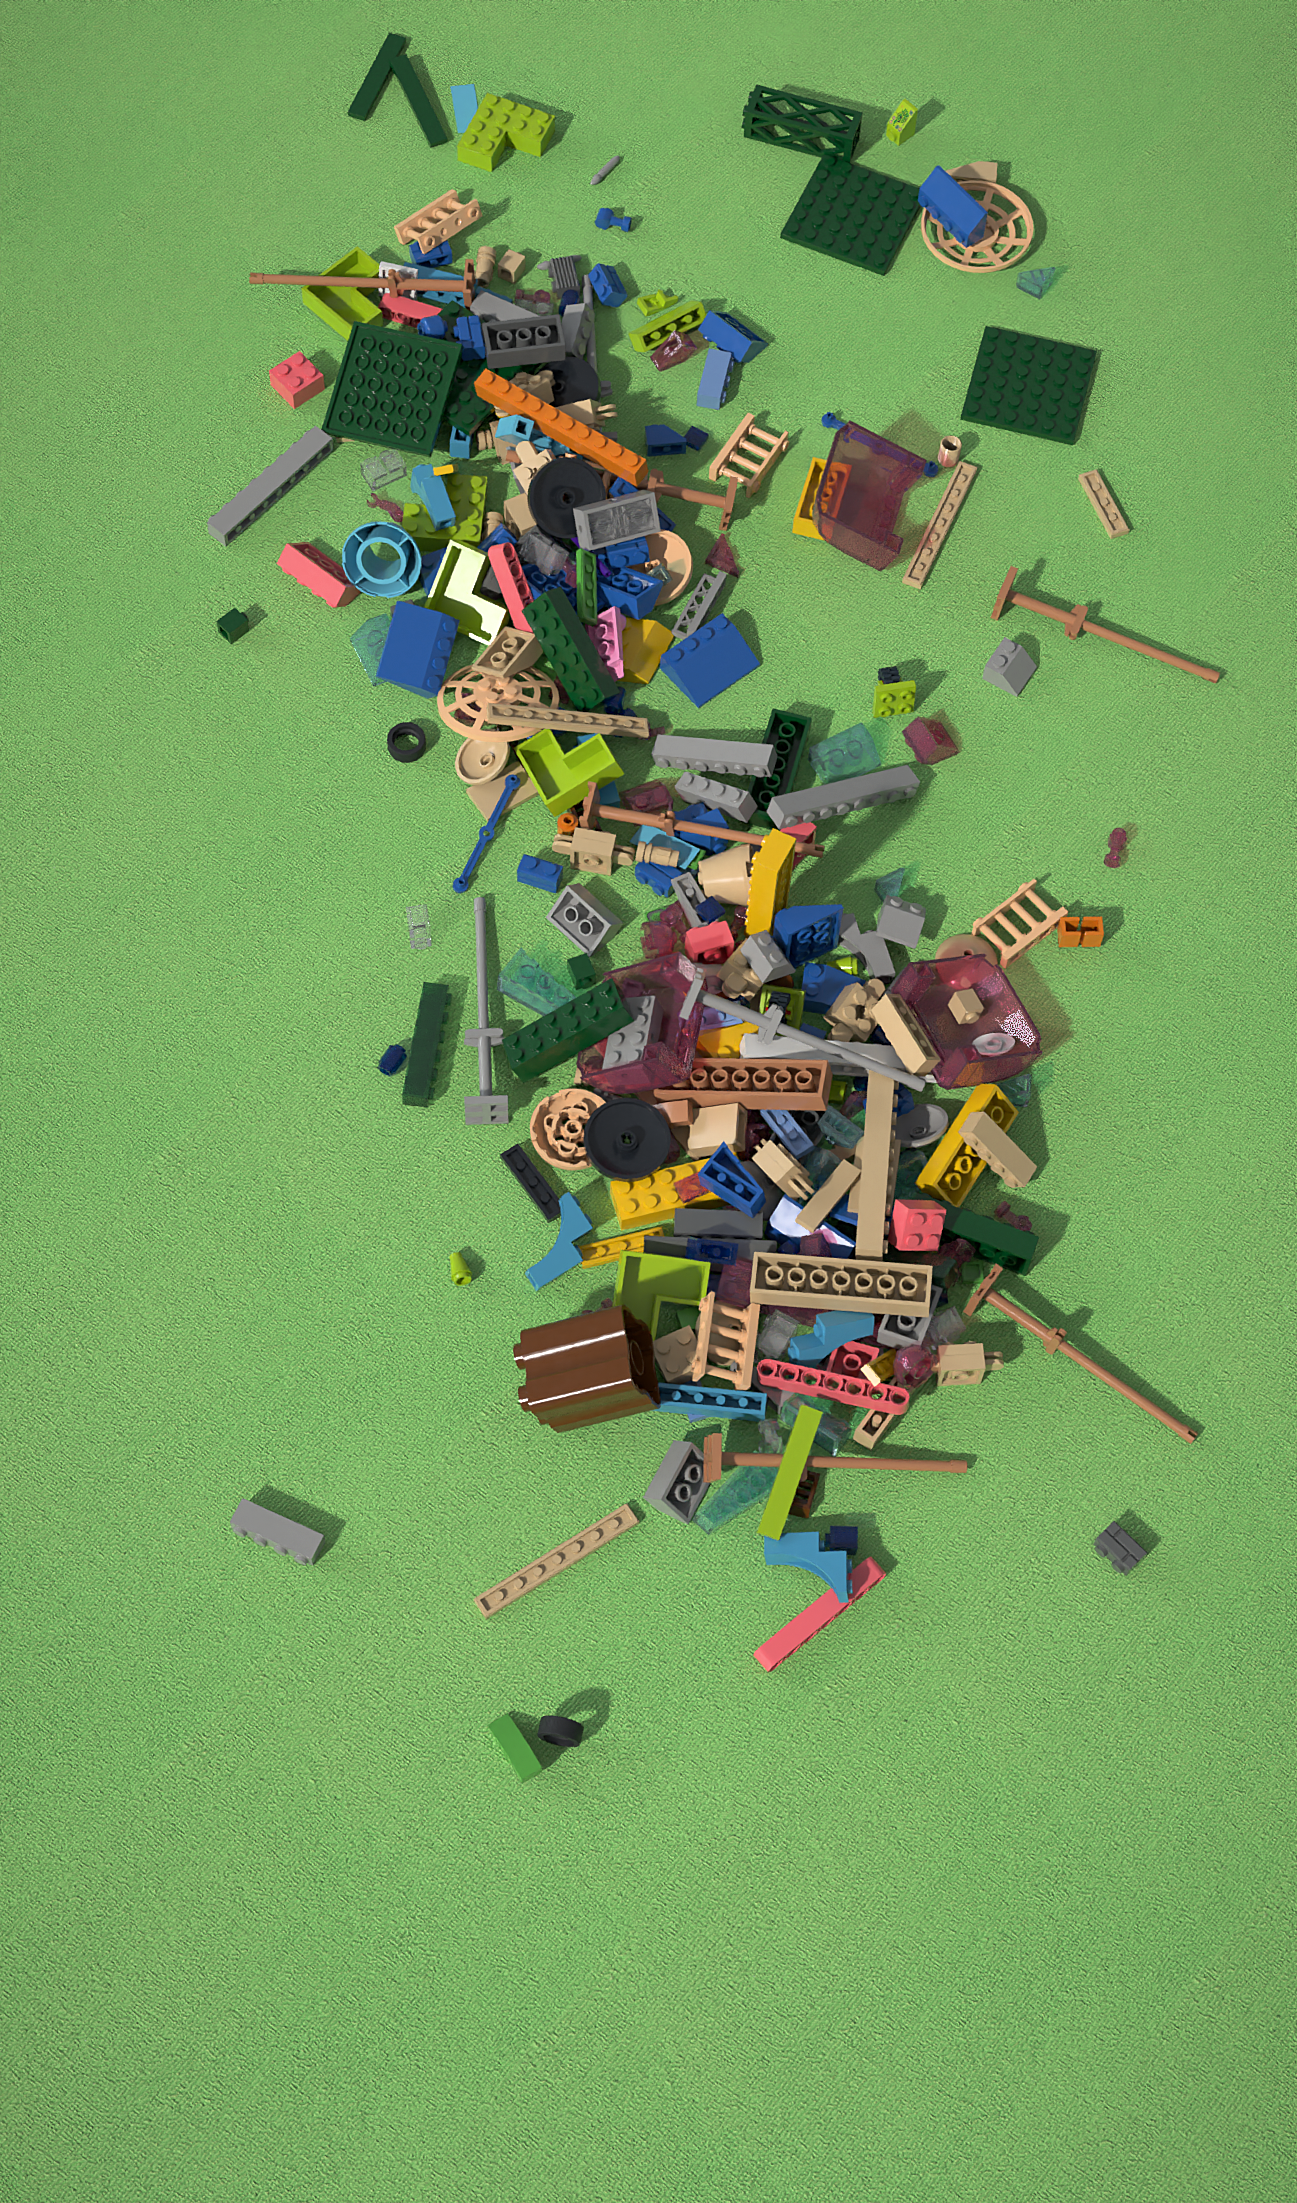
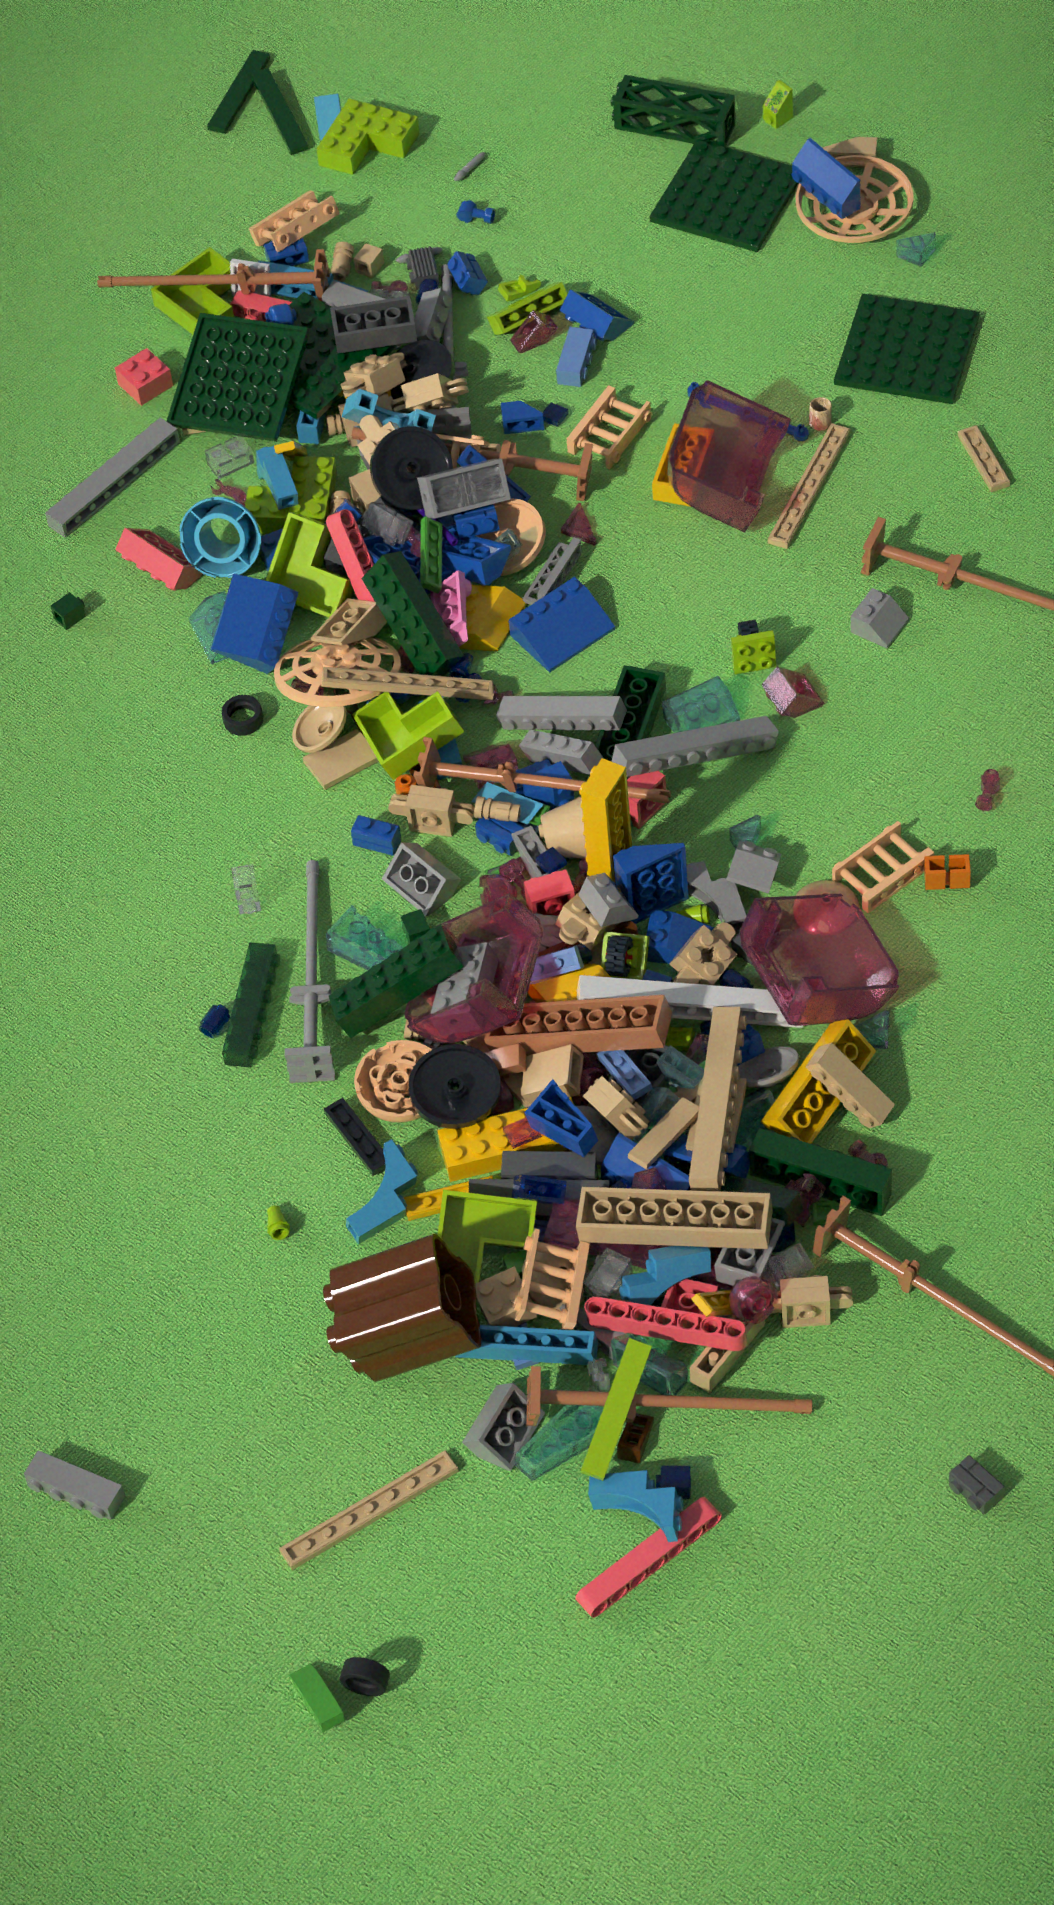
camera: 10 degrees right, 10 degrees down
(460, 884) = (293, 849): blue piece -> none
(471, 337) = (320, 324): blue brick -> none
(562, 427) = (408, 401): orange brick -> none
(770, 1023) = (605, 962): light grey piece -> none
(905, 1035) = (752, 974): tan brick -> none
(916, 1225) = (757, 1157): coral brick -> none
(965, 1006) = (821, 947): tan brick -> none
(994, 1044) = (850, 980): white dish -> none

